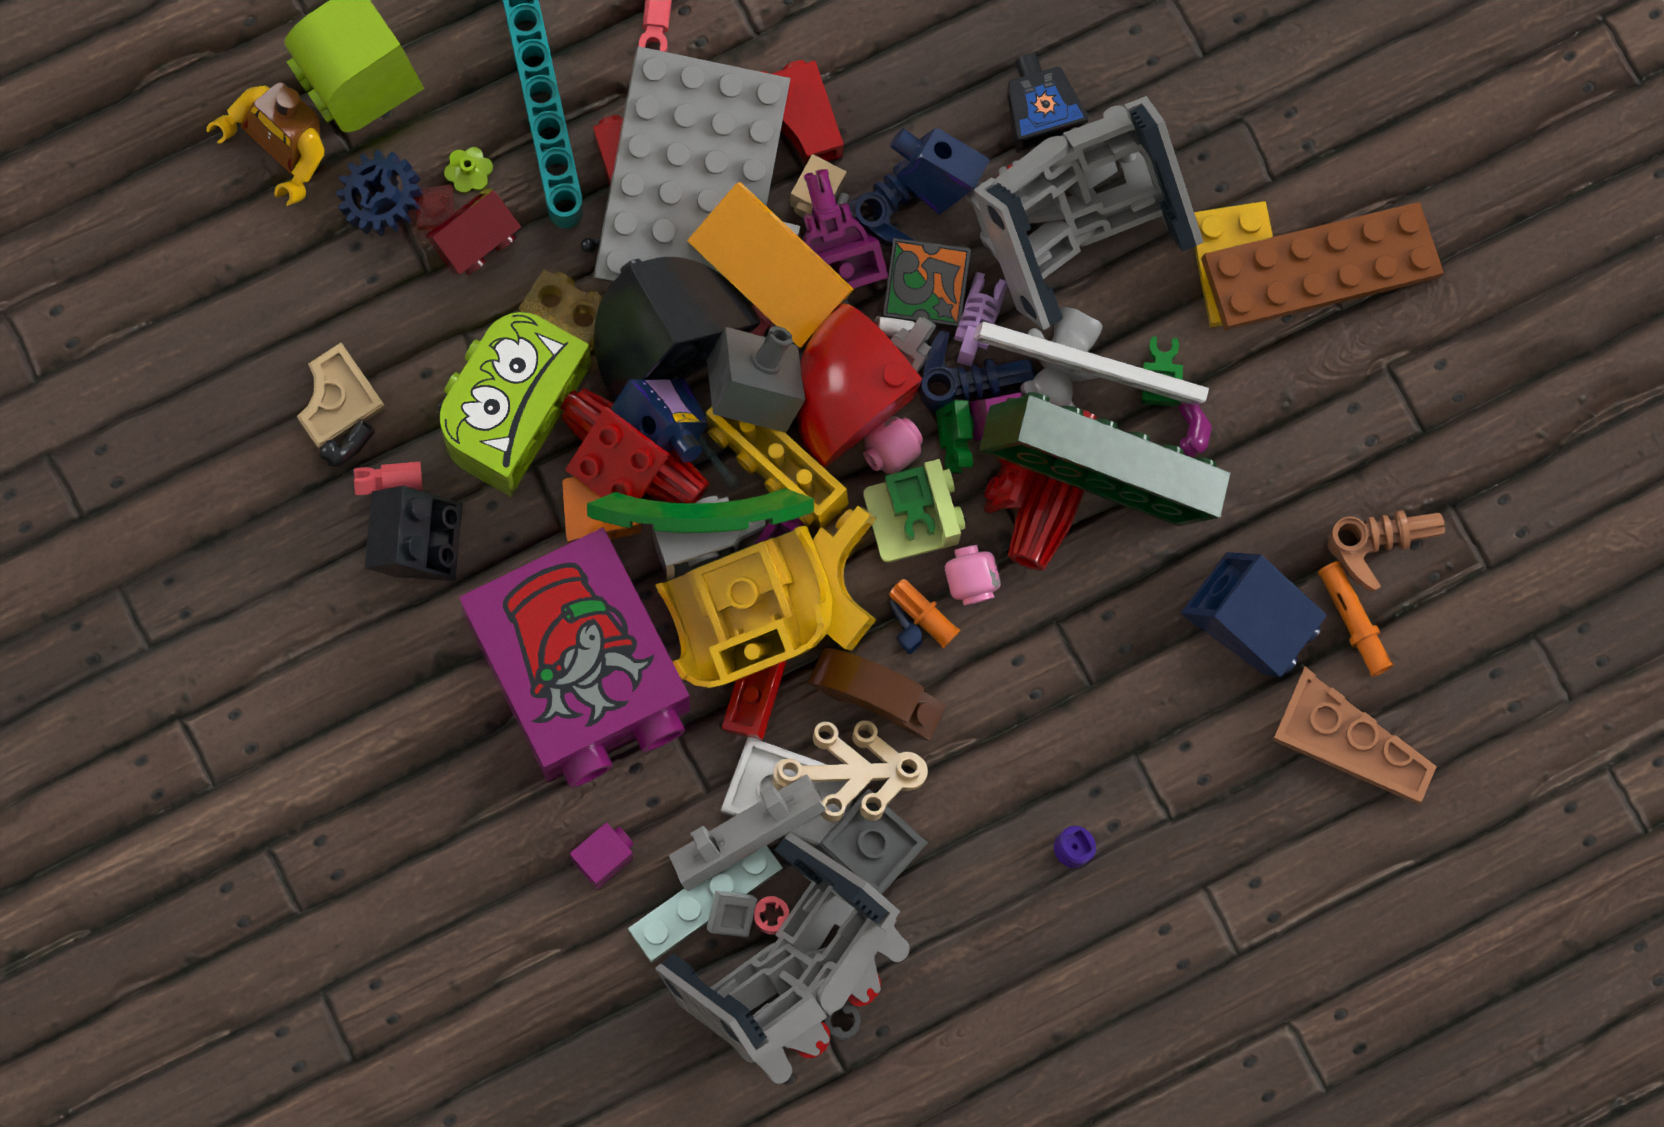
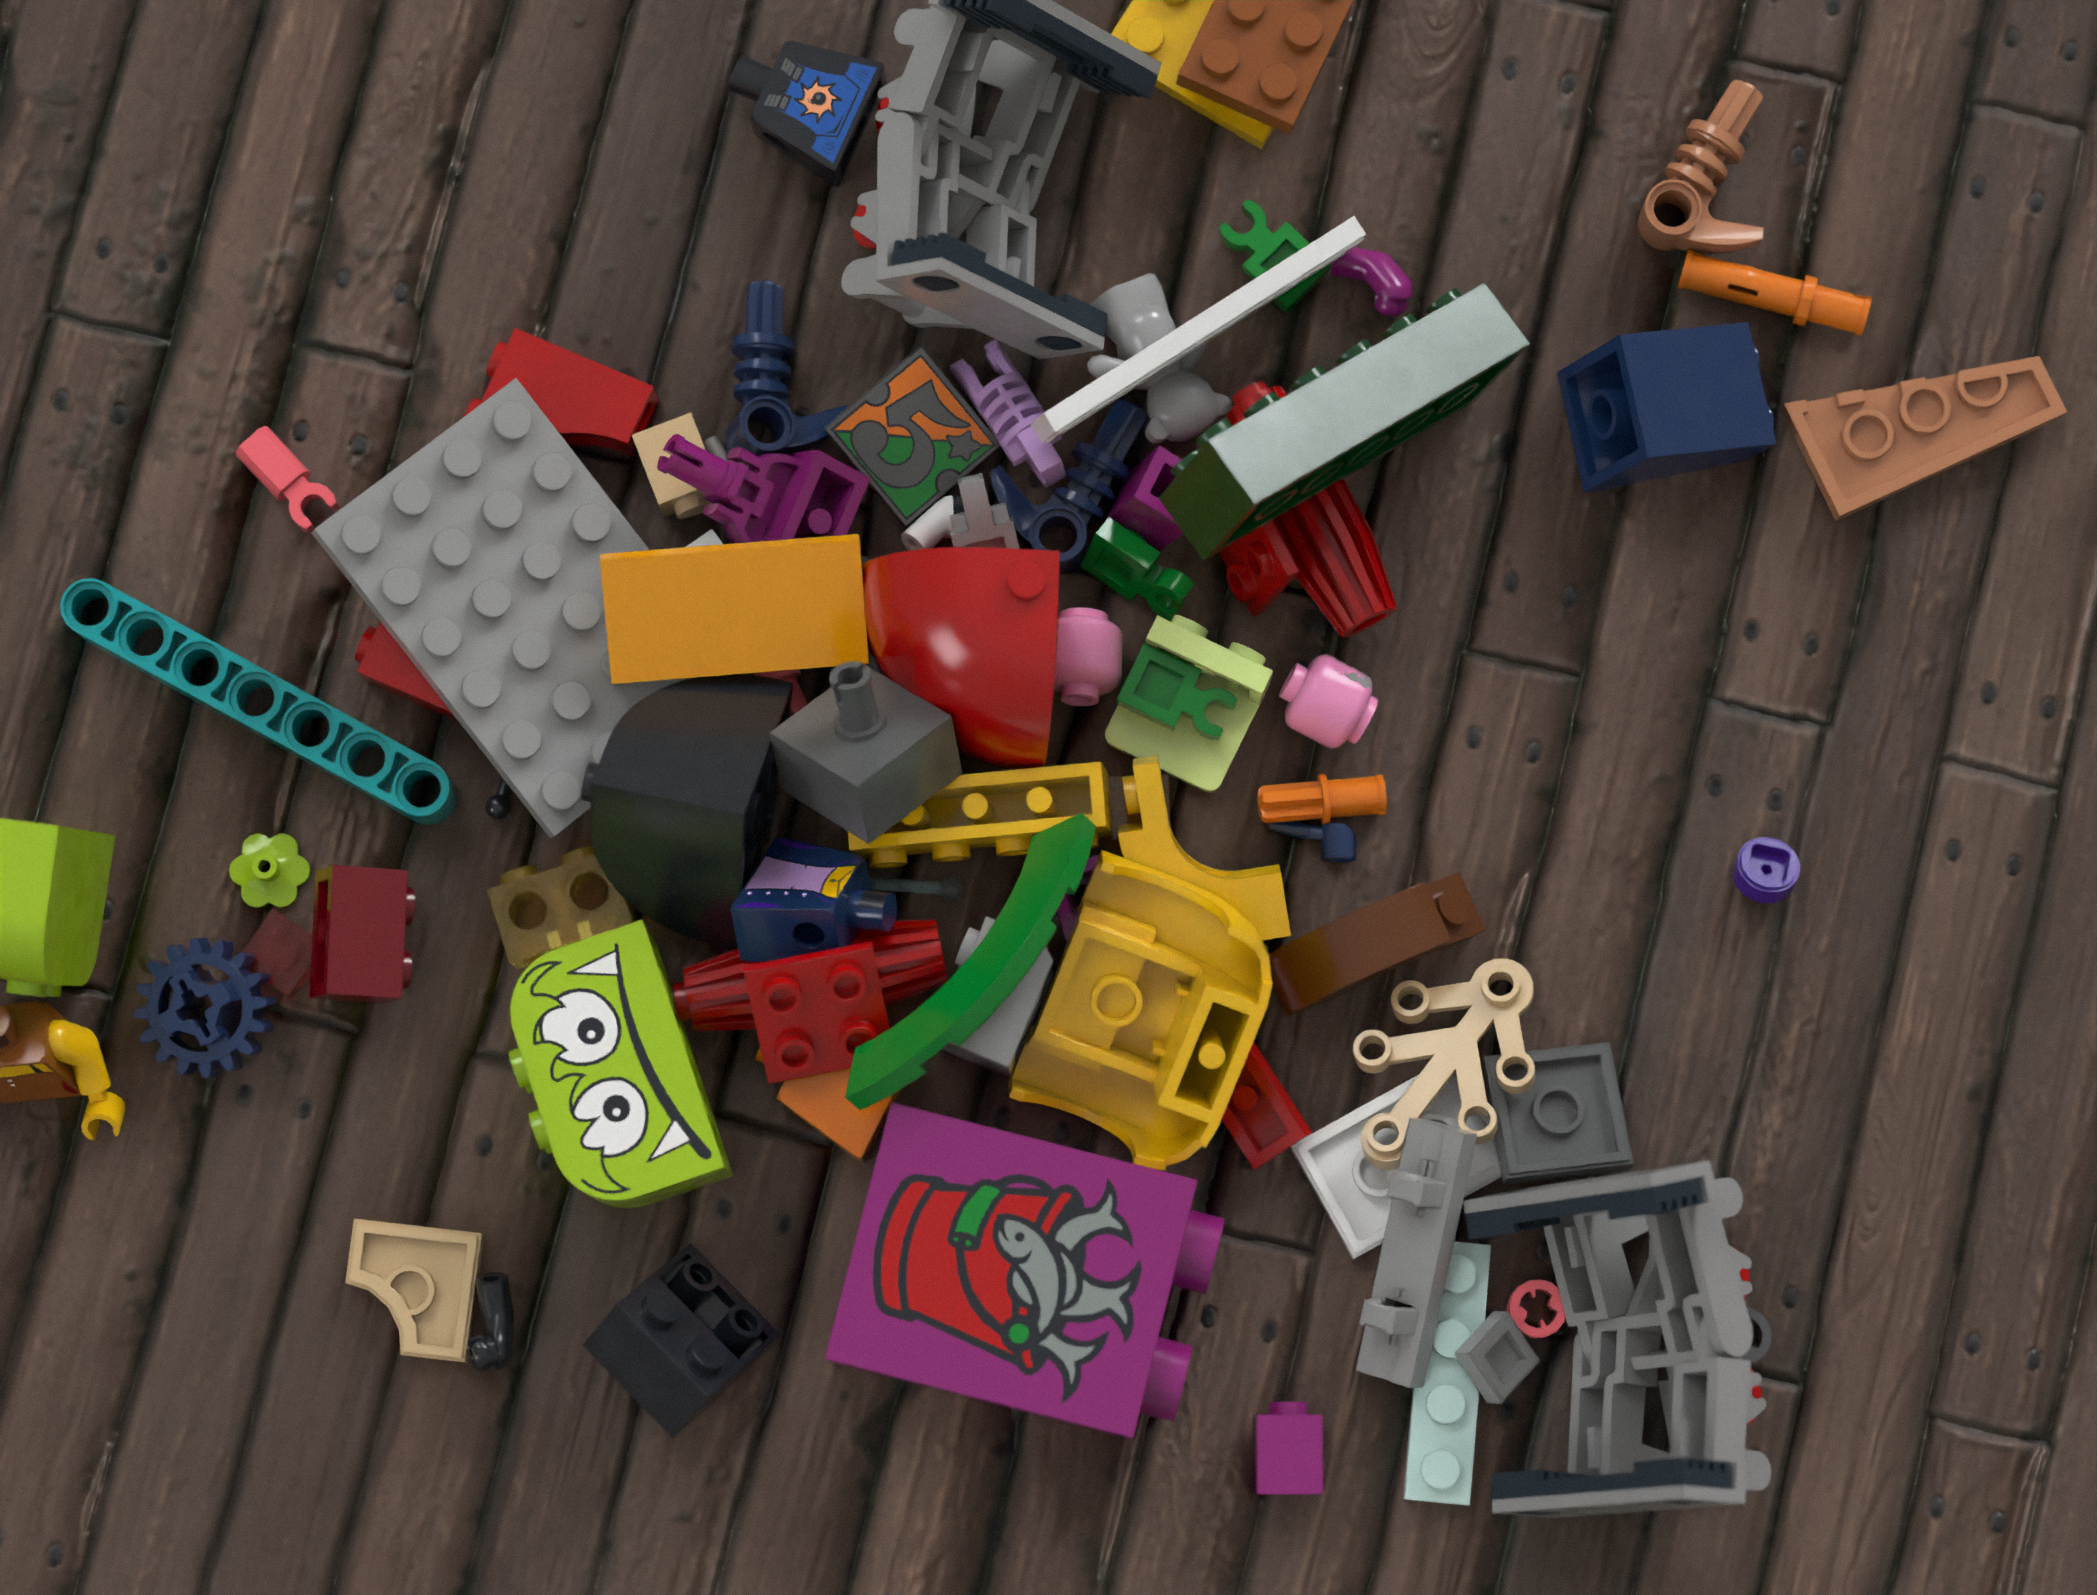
camera: 40 degrees left, 5 degrees up
(389, 476) = (581, 1308): coral bar -> none
(938, 167) = (791, 296): dark blue torso -> none

